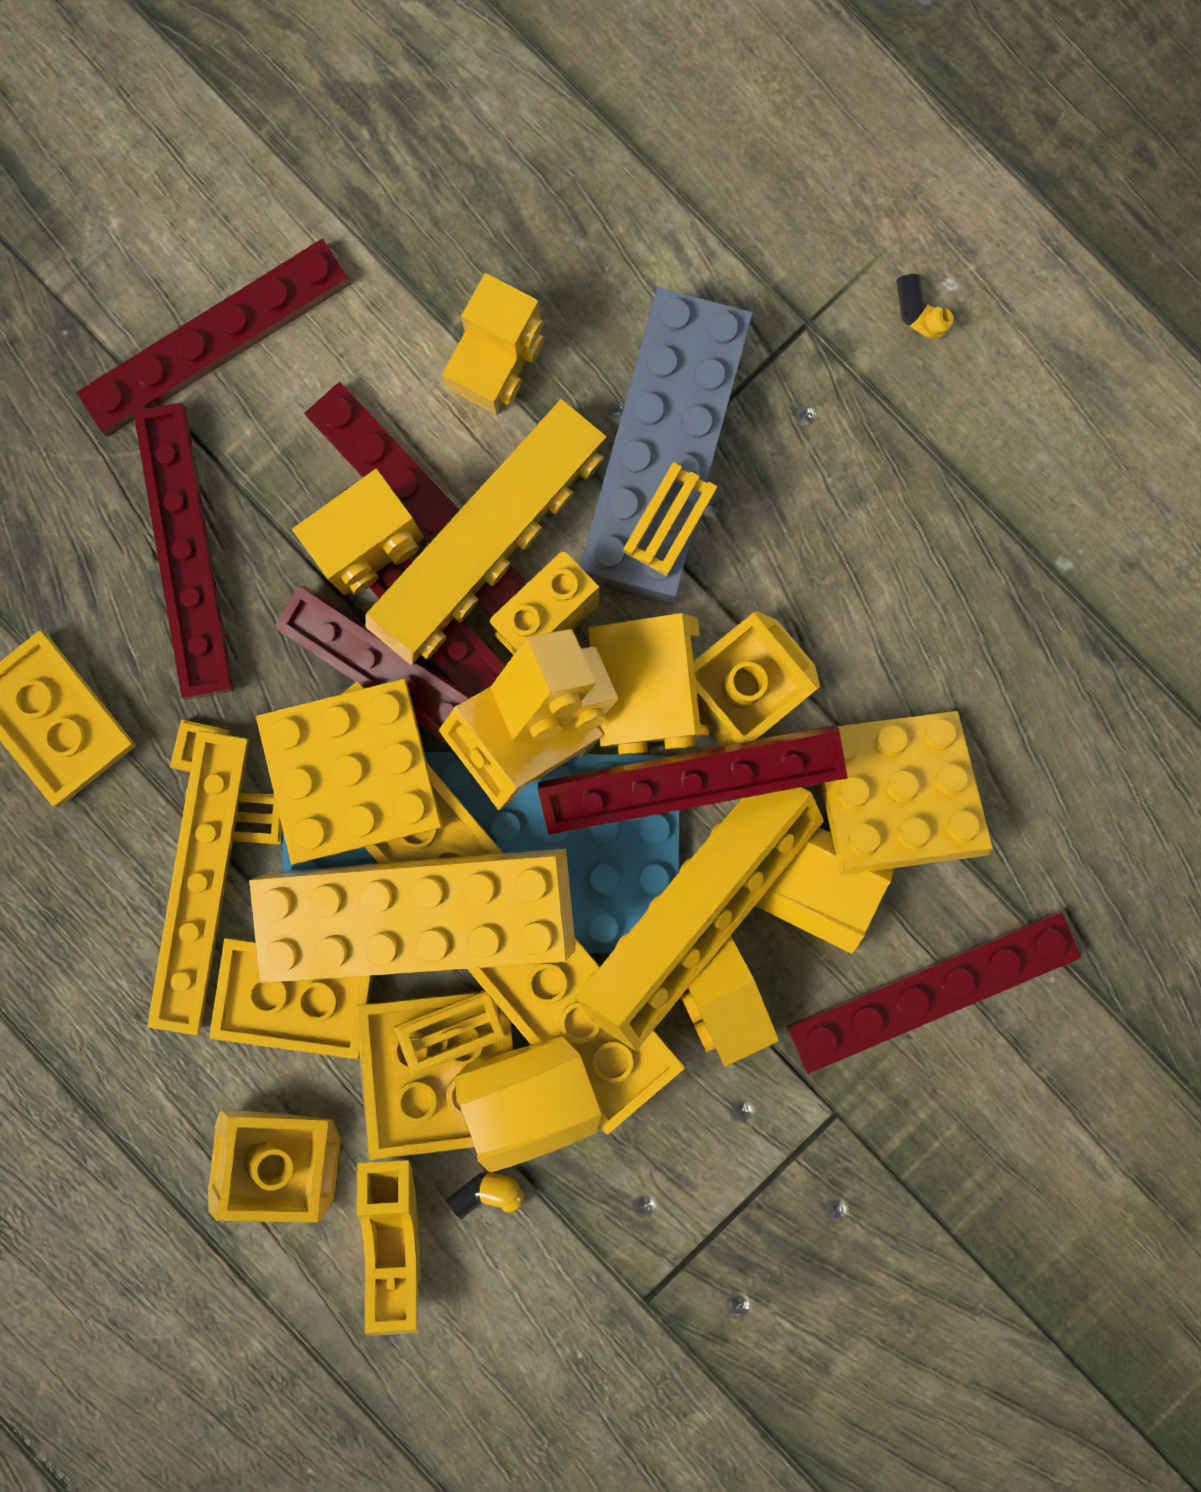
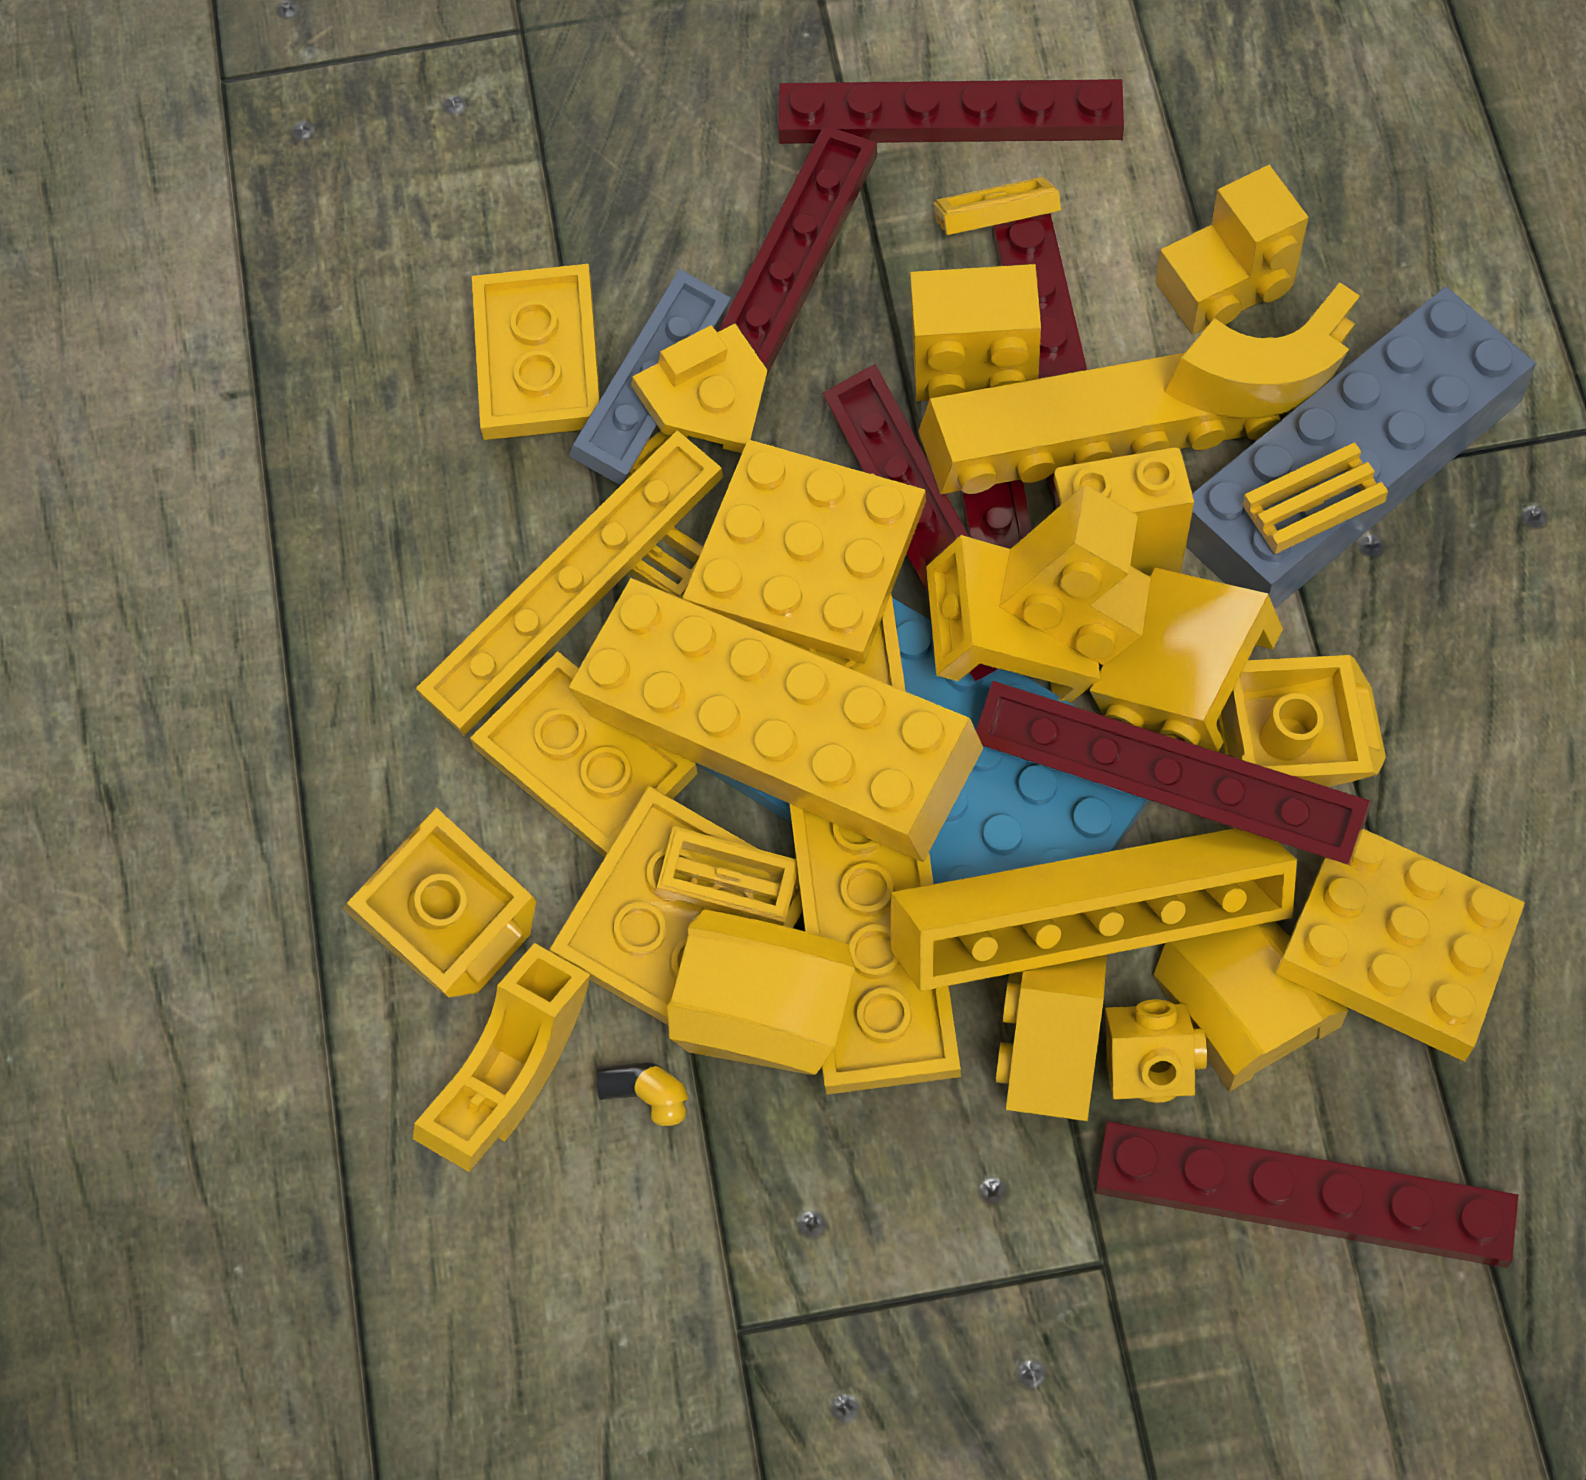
camera: 40 degrees right, 20 degrees down
(146, 692) = (620, 421): none -> sand blue plate
(195, 683) = (705, 387): none -> yellow plate
(300, 400) = (996, 205): none -> yellow tile
(570, 451) = (1264, 376): none -> yellow arch
(791, 968) = (1153, 1051): none -> yellow brick

